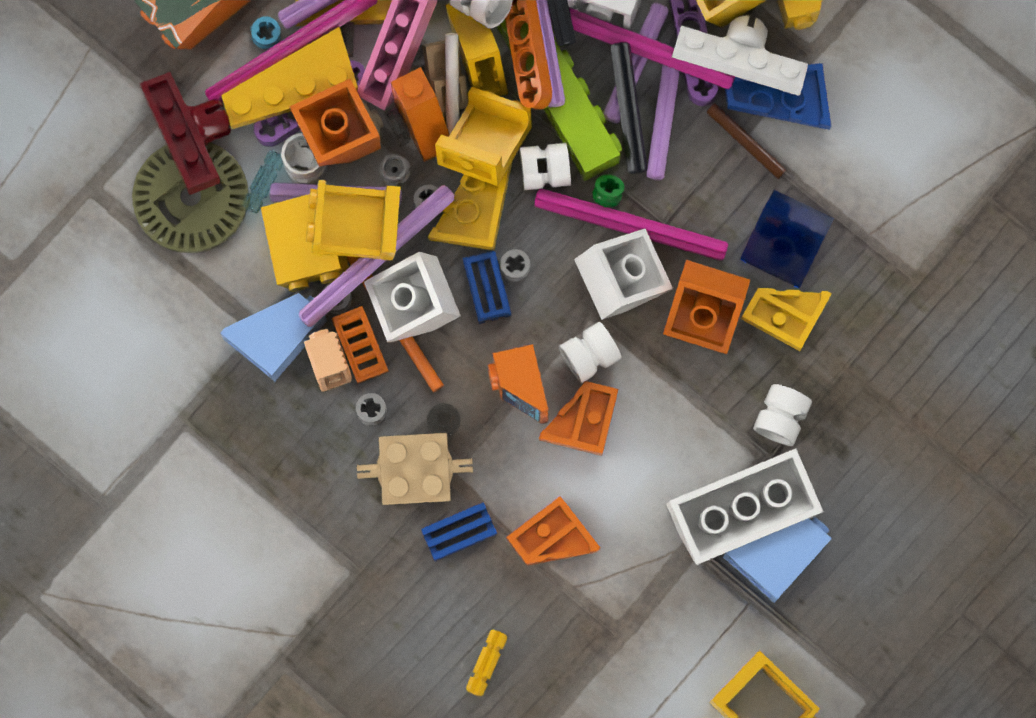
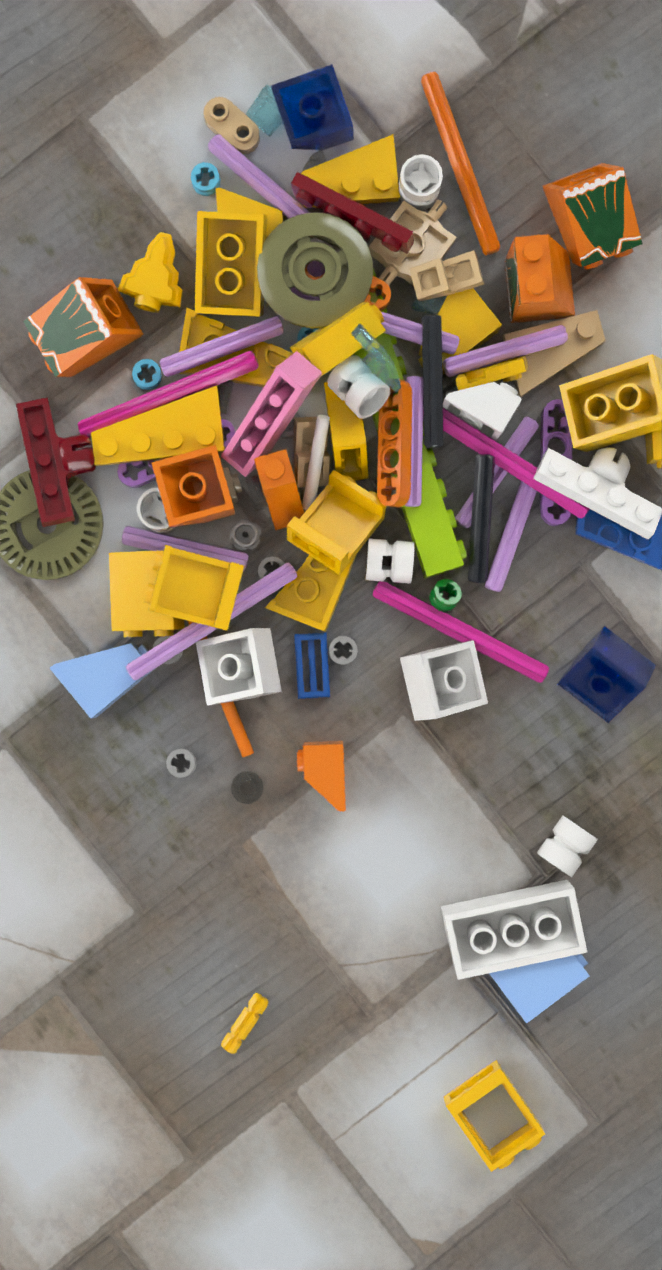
camera: 10 degrees right, 10 degrees up
(261, 184) = (117, 523): clear light blue axle -> none
(328, 360) = (146, 714): light nougat brick -> none
(350, 317) = (170, 703): orange slope -> none
(414, 468) = (211, 829): tan plate -> none
(485, 520) = (216, 901): blue tile -> none
(552, 536) = (328, 917): orange wing -> none
(584, 419) = (379, 812): orange wing -> none
(593, 350) = (397, 751): white wheel -> none
(706, 306) = (517, 726): orange slope -> none
(746, 141) = (587, 570): reddish brown bar -> none
(786, 313) = (591, 747): yellow wing -> none

